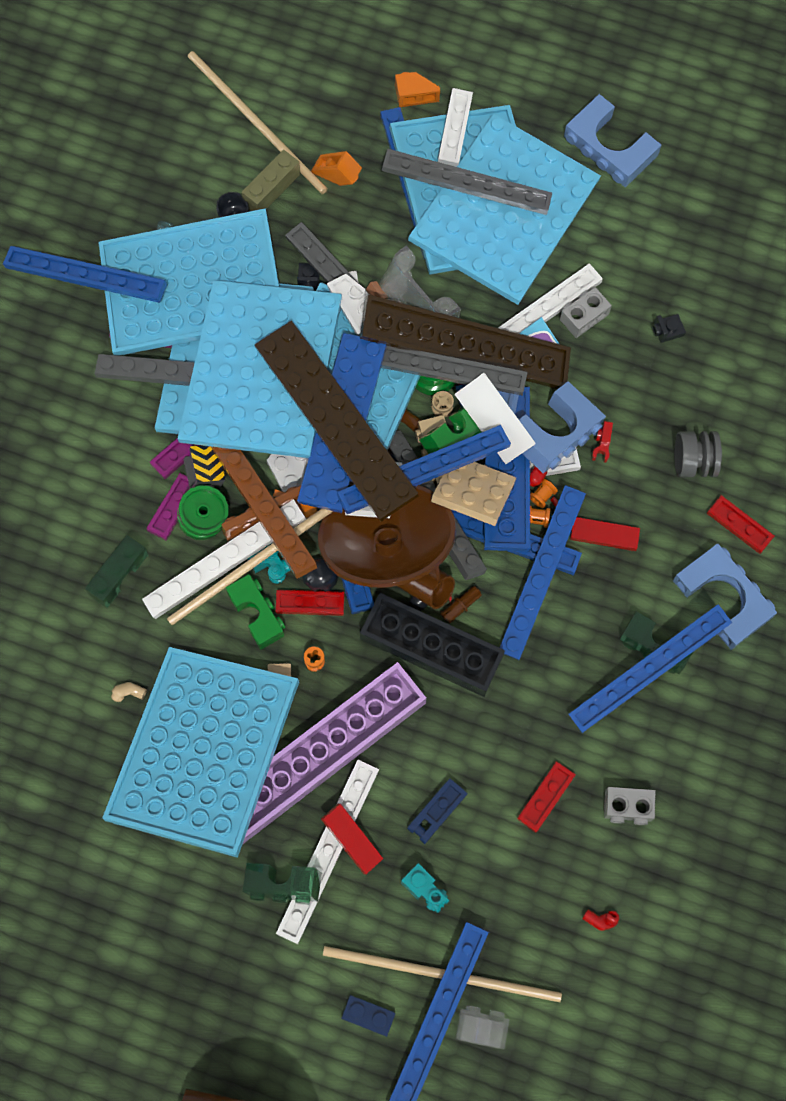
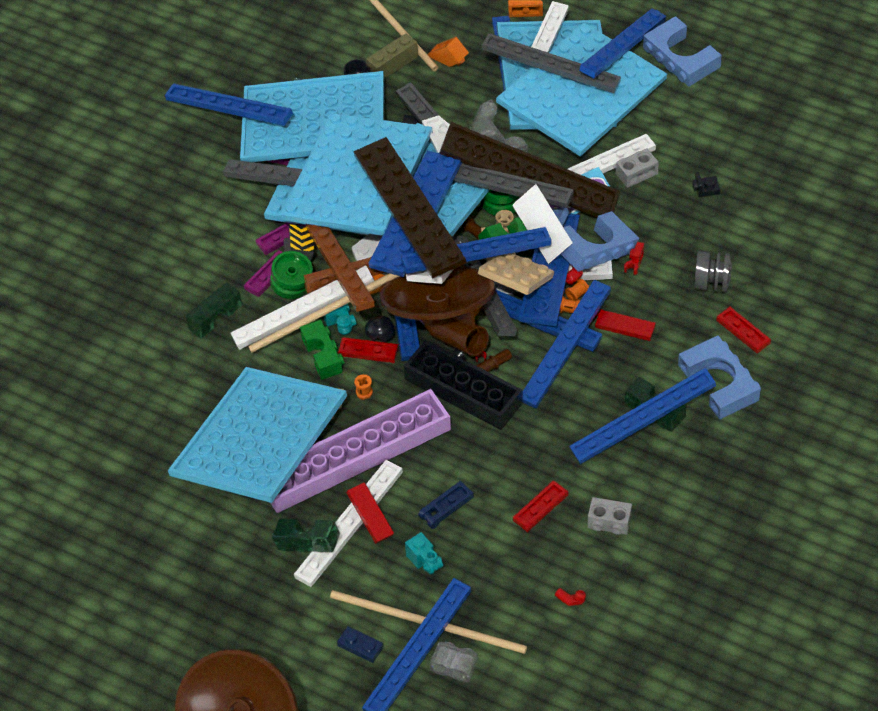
camera: 15 degrees right, 20 degrees down
(127, 688) = (199, 394): tan arm -> none
(544, 141) = (622, 43): none -> blue plate

